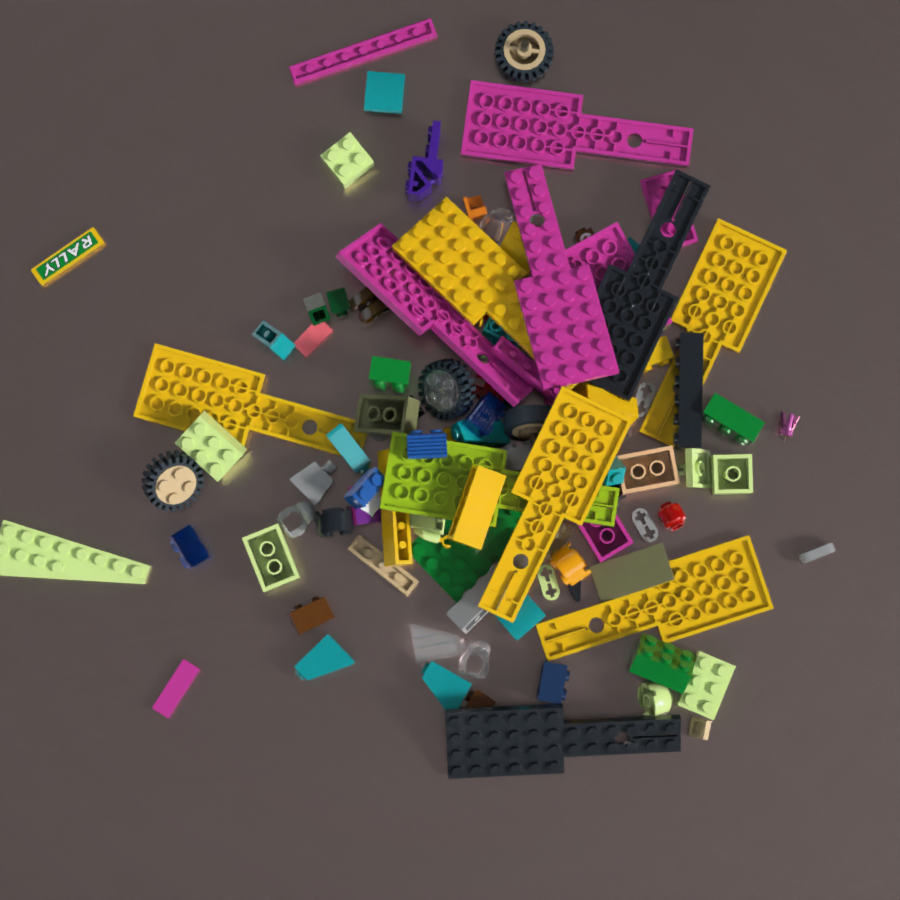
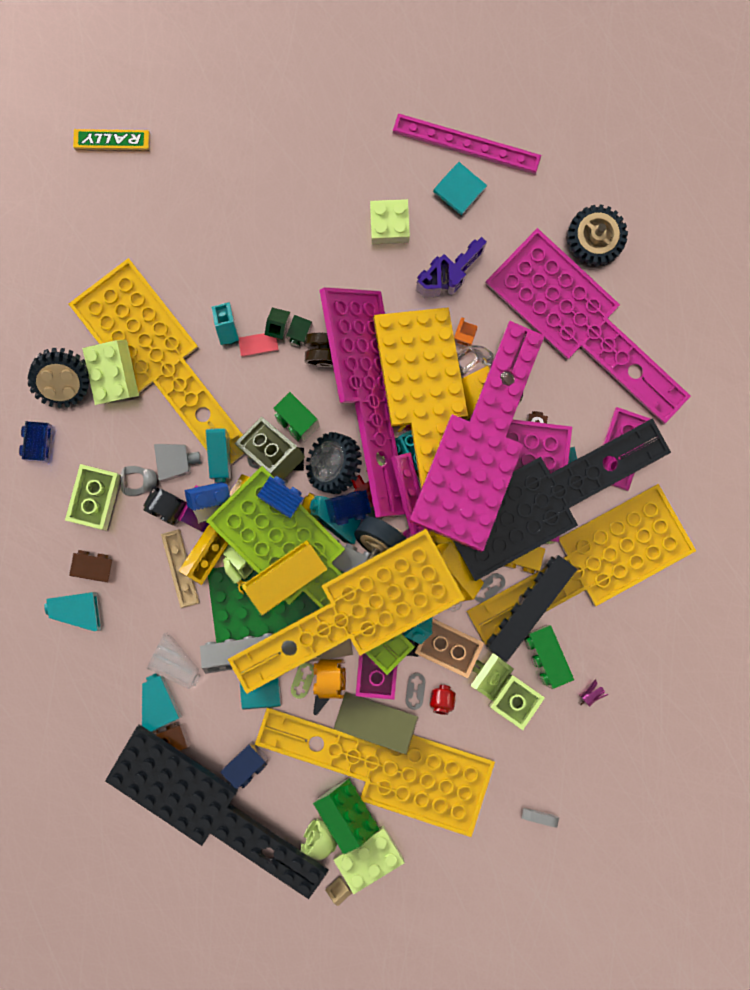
camera: 35 degrees right, 0 degrees up
(481, 649) = (208, 694): clear piece -> none

